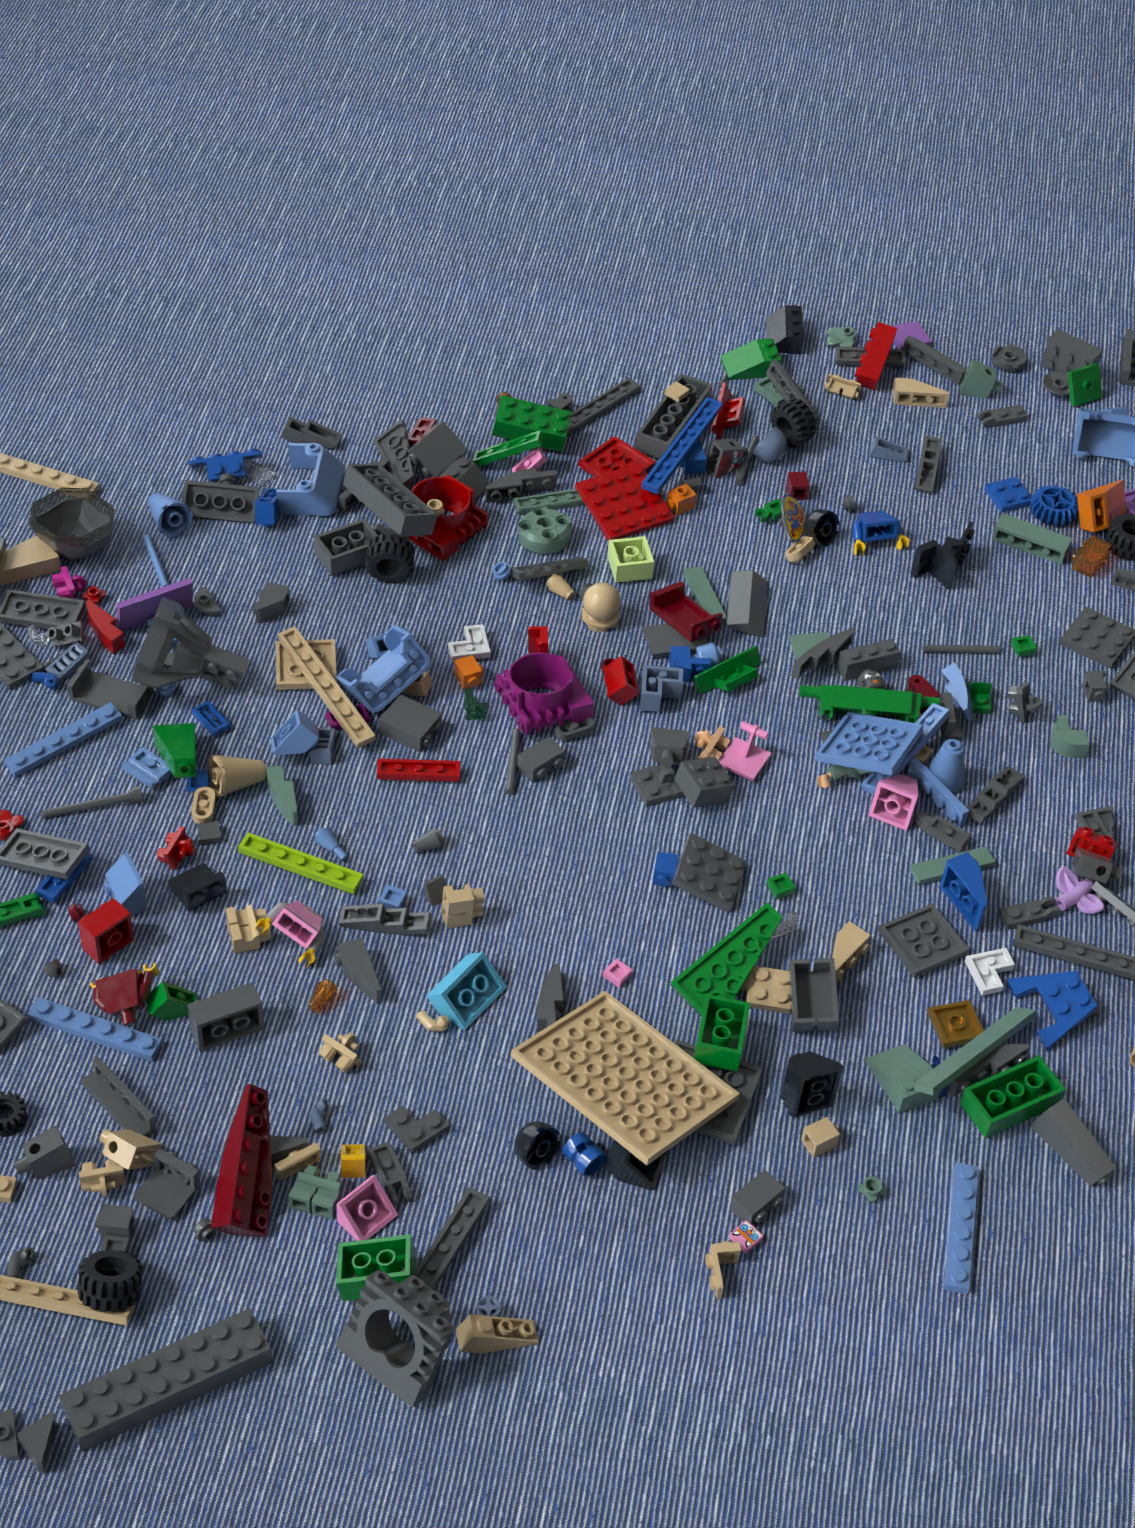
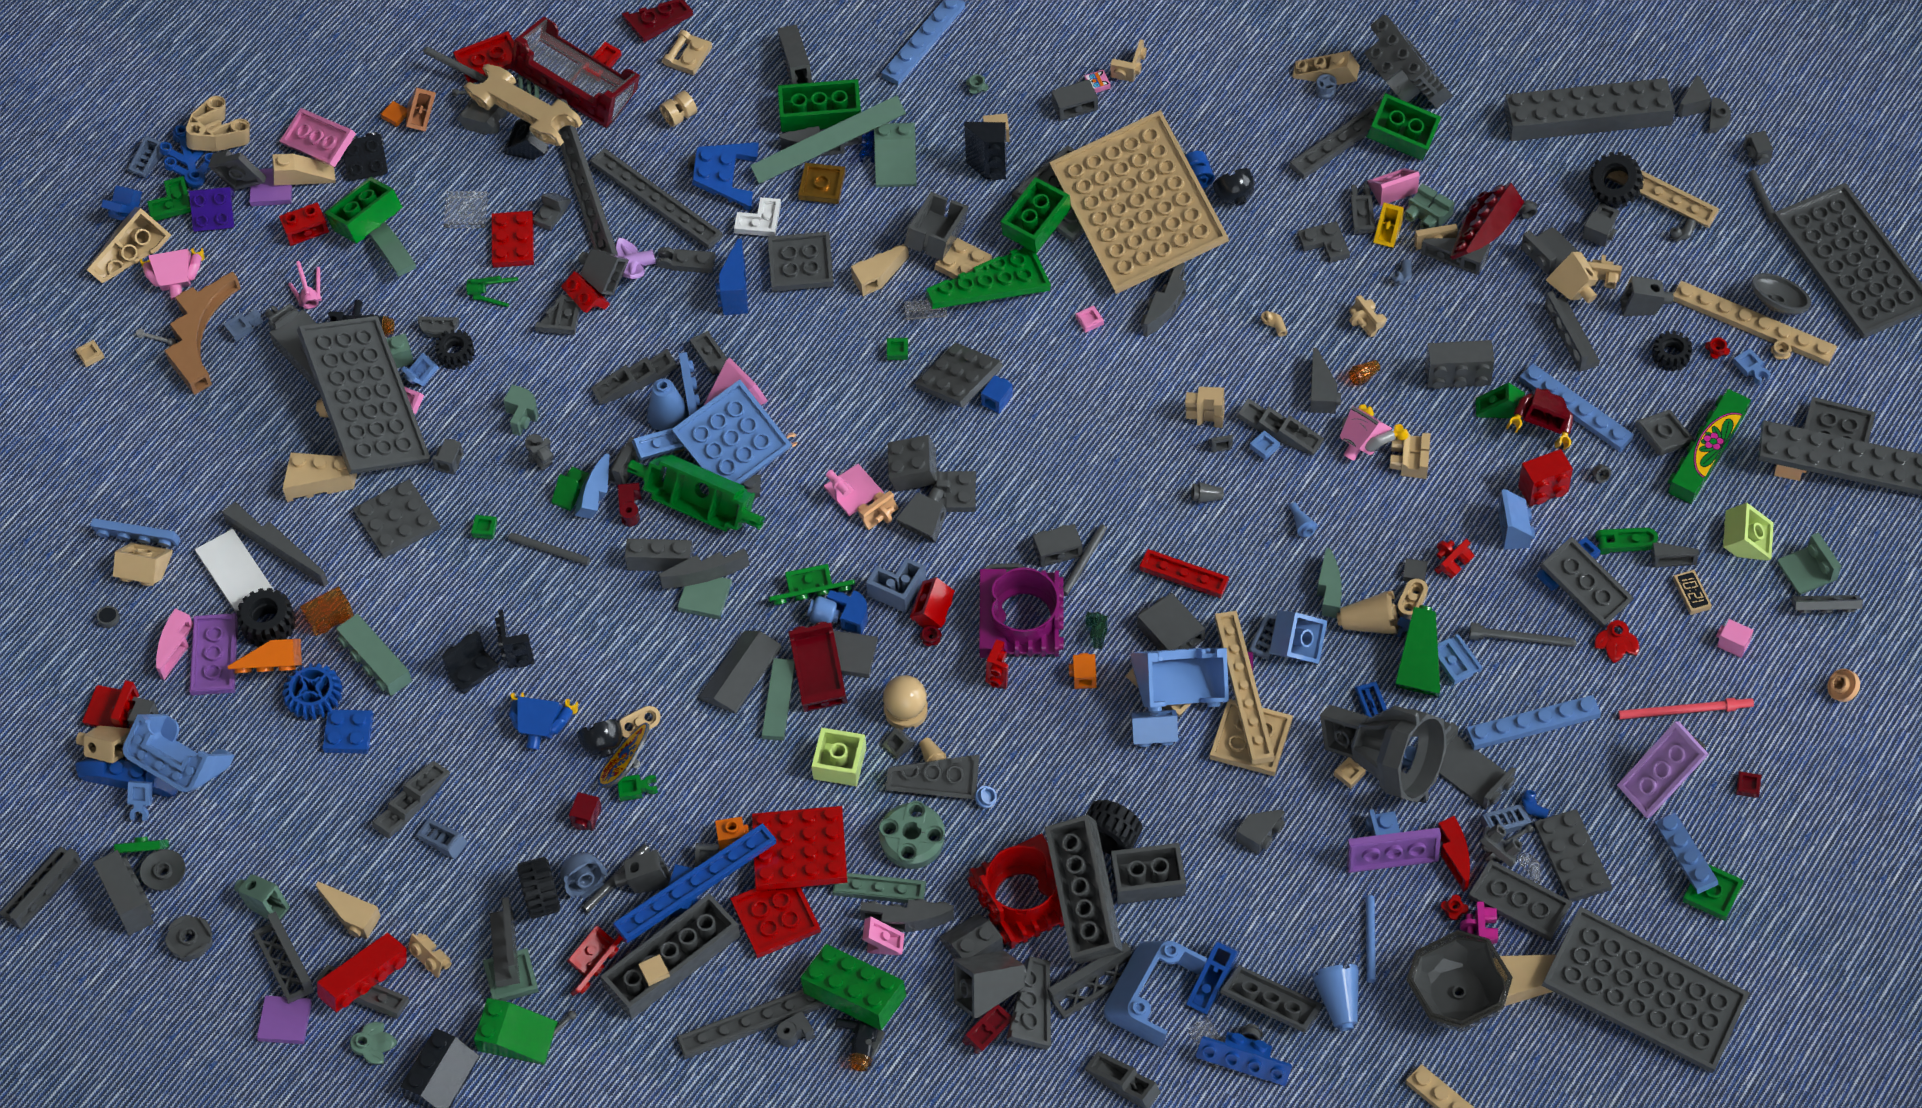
camera: 150 degrees left, 10 degrees up
(76, 912) = (1566, 519): dark red plate -> none
(198, 886) = (1444, 509): black bracket -> none
(205, 602) = (1332, 859): dark grey plate -> none
(300, 863) = (1338, 507): lime plate -> none
(436, 506) = (1039, 847): tan plate -> none
(467, 990) = (1235, 337): medium azure slope -> none
(475, 644) = (1065, 702): white plate -> none
(508, 448) = (901, 954): green plate -> none
(849, 503) = (540, 771): dark grey plate -> none
(870, 679) = (676, 526): dark grey head -> none
(933, 869) = (724, 324): sand green tile -> none
(1002, 416) = (266, 849): dark grey hinge -> none

